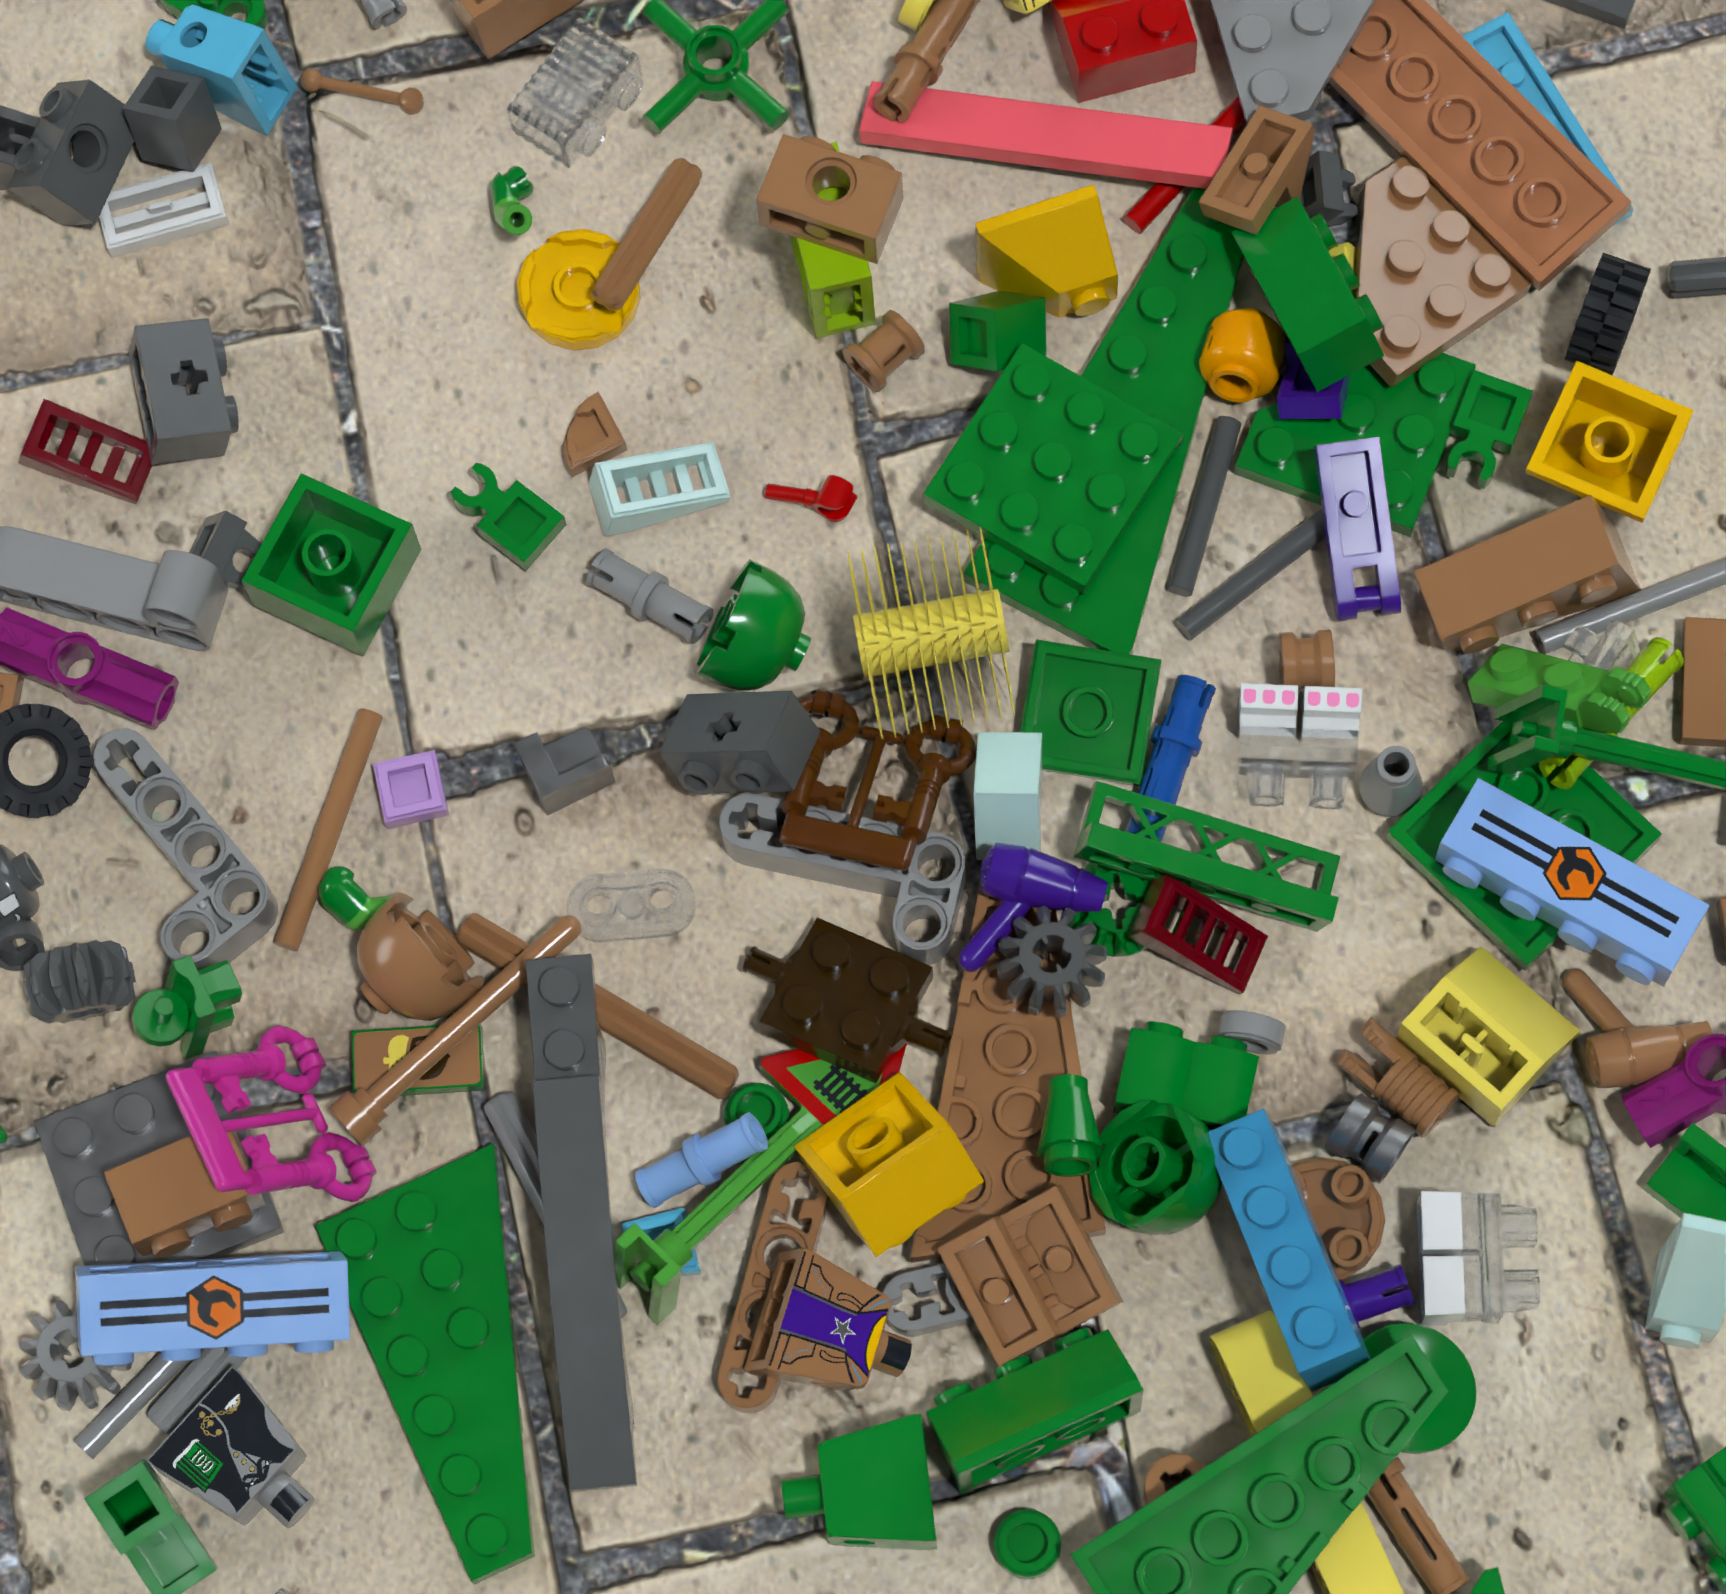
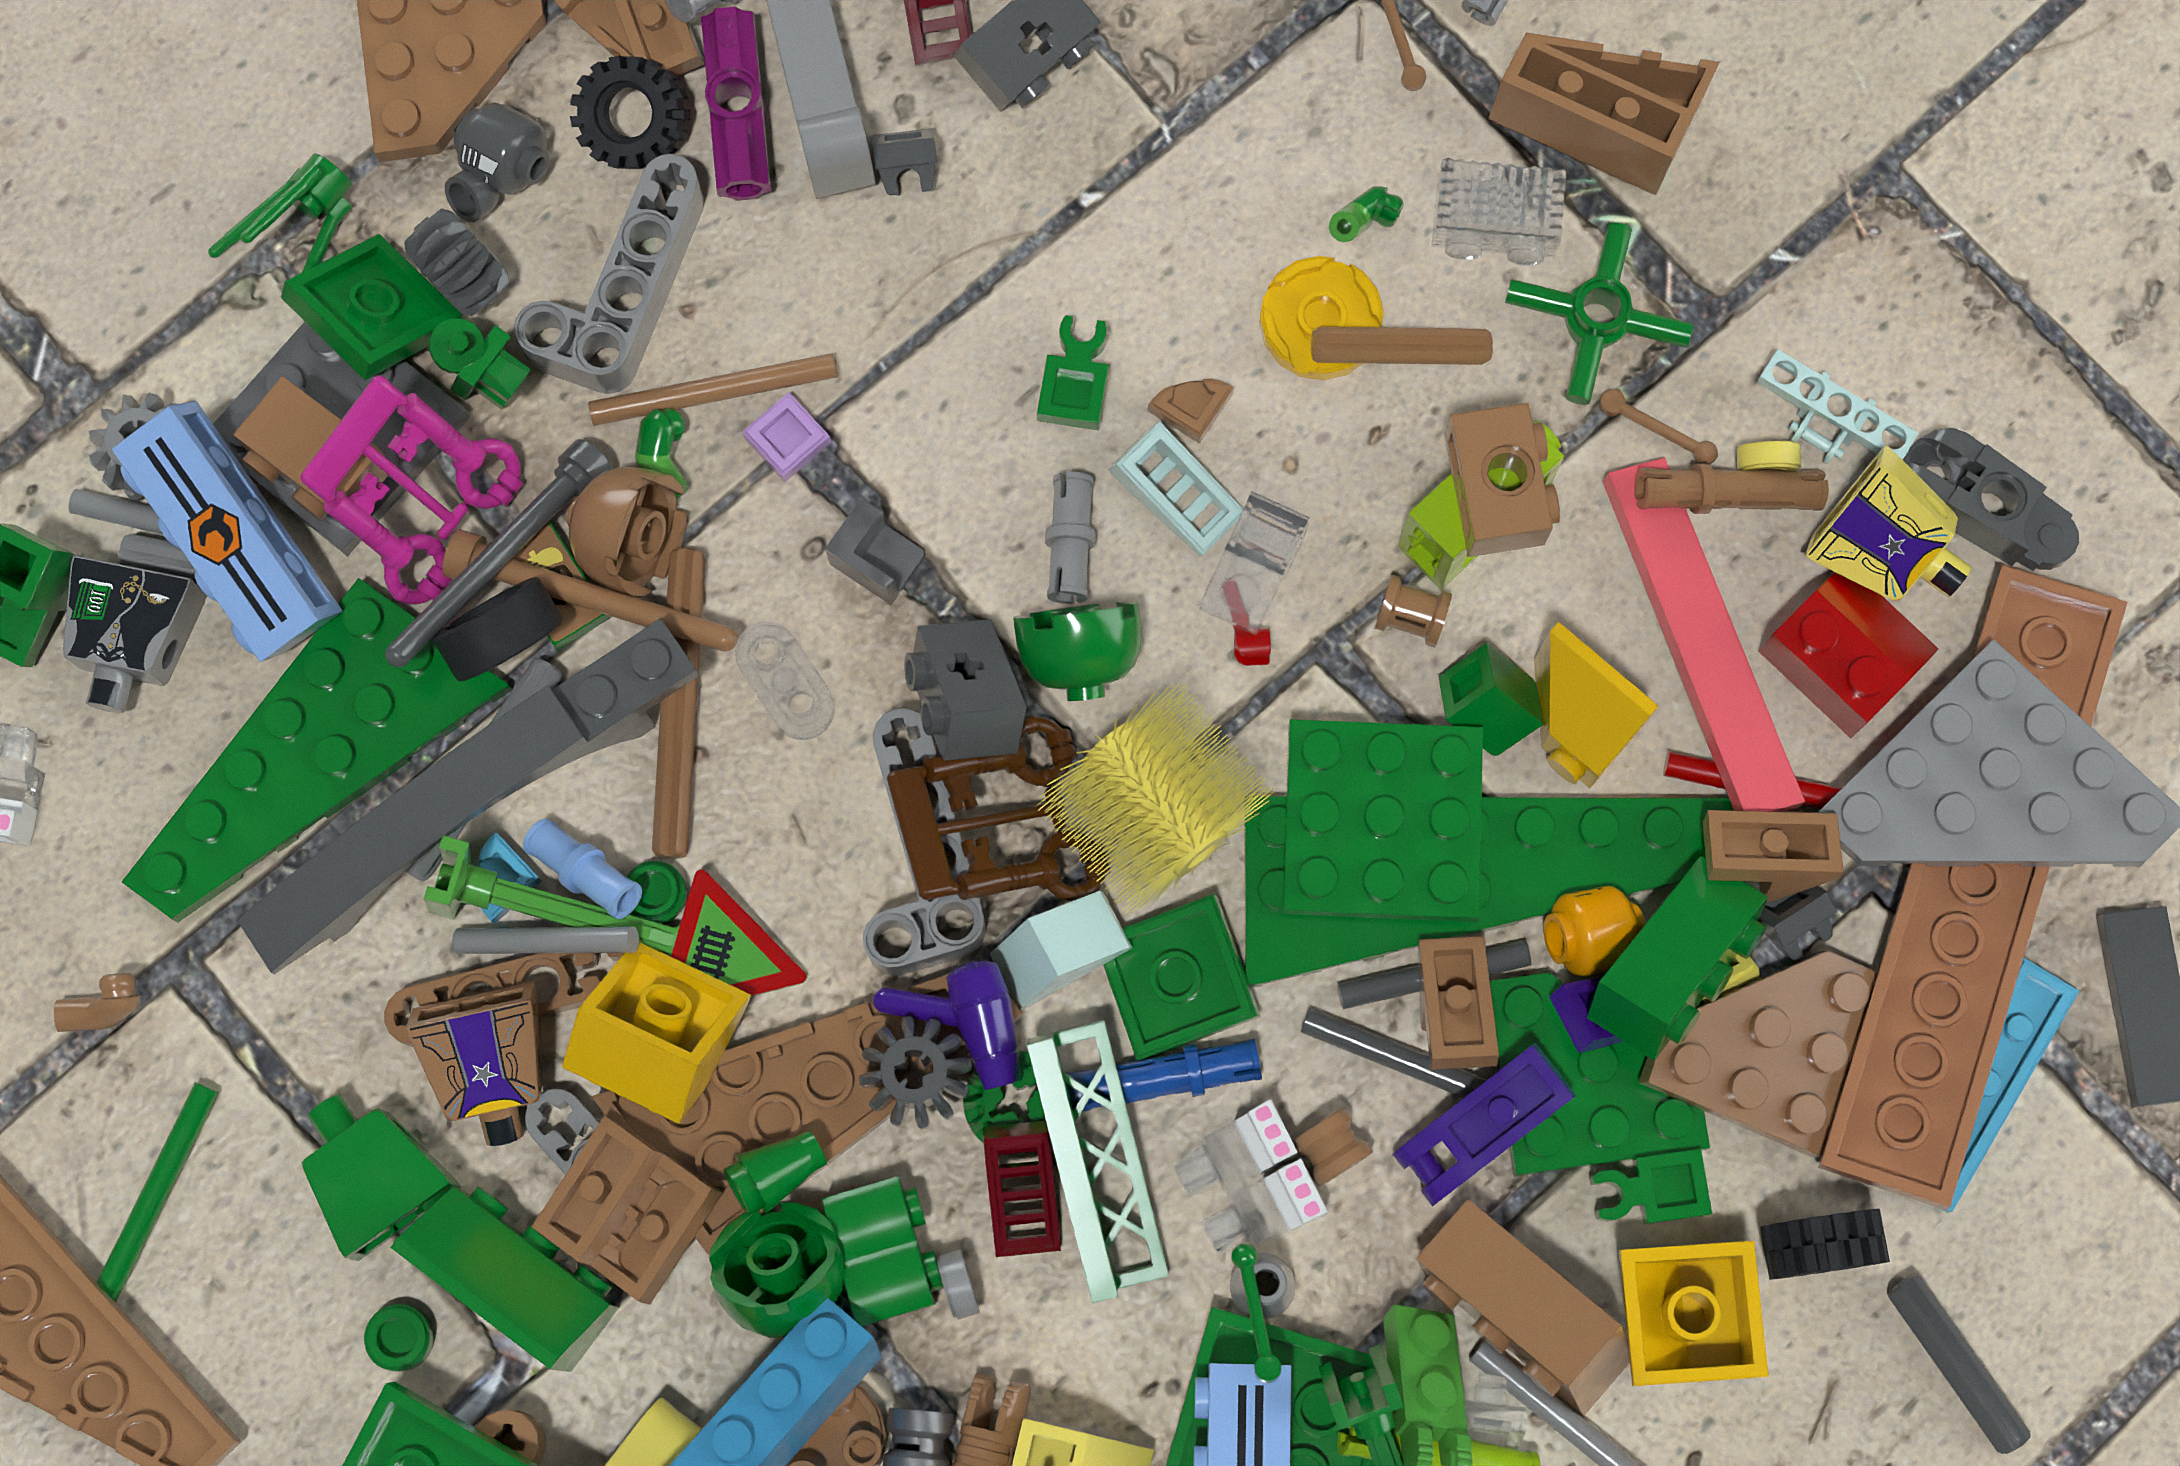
camera: 55 degrees right, 5 degrees up
(72, 1078) = (369, 305): none -> green plate
(332, 564) = (939, 254): green brick -> none
(336, 979) = (576, 468): none -> dark grey piece
(447, 1112) = (497, 629): none -> black tyre
(747, 1225) = (545, 940): none -> light grey bar
(768, 450) = (1254, 563): none -> clear plate
(798, 98) = (1613, 404): none -> medium nougat hinge
(846, 1000) = (795, 913): dark brown plate -> none
(1243, 492) = (1457, 1003): none -> medium nougat slope
(1469, 794) = (1267, 1366): none -> green hinge

